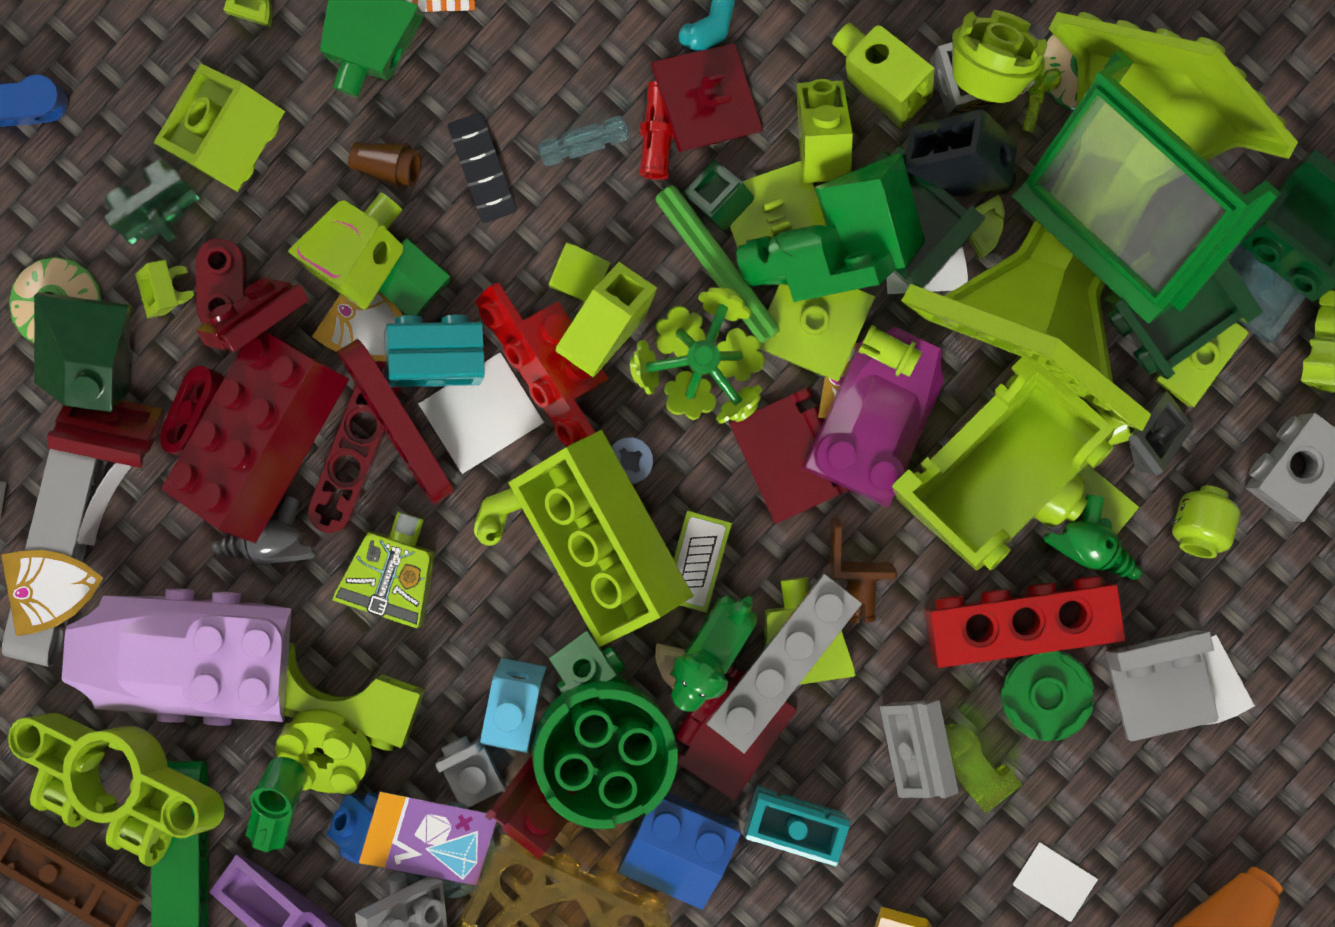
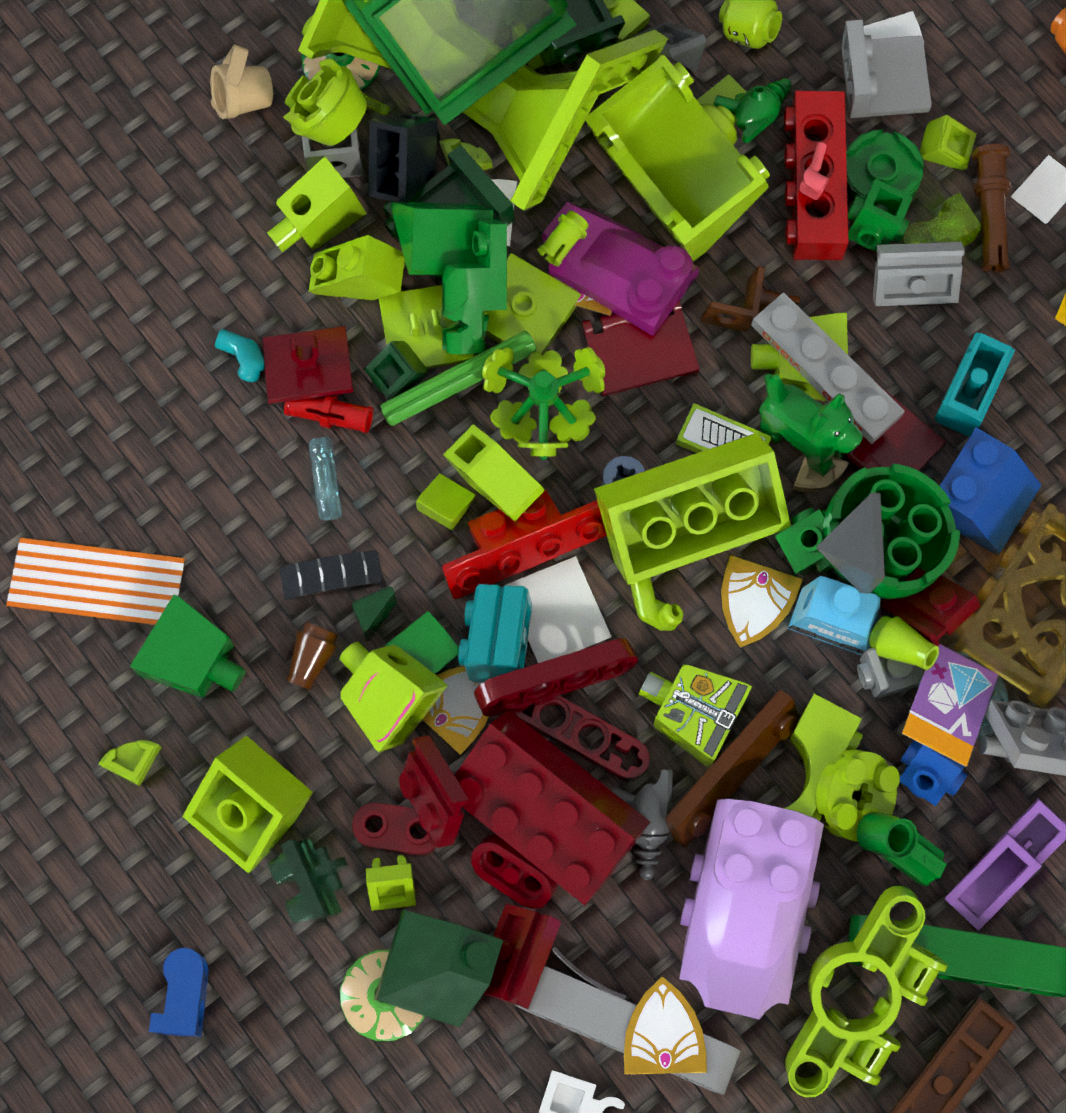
camera: 80 degrees left, 15 degrees down
(276, 585) = (694, 811): none -> reddish brown plate
(439, 216) = (373, 610): none -> dark green slope
(486, 781) = (902, 643): none -> lime cone
(527, 619) = (755, 599): none -> sticker
(565, 720) = (857, 546): none -> dark grey slope
(978, 697) = (878, 216): none -> green brick
(1002, 619) = (813, 182): none -> coral hand
(1040, 821) = (992, 190): none -> reddish brown pin
(1091, 764) = (947, 143): none -> lime slope

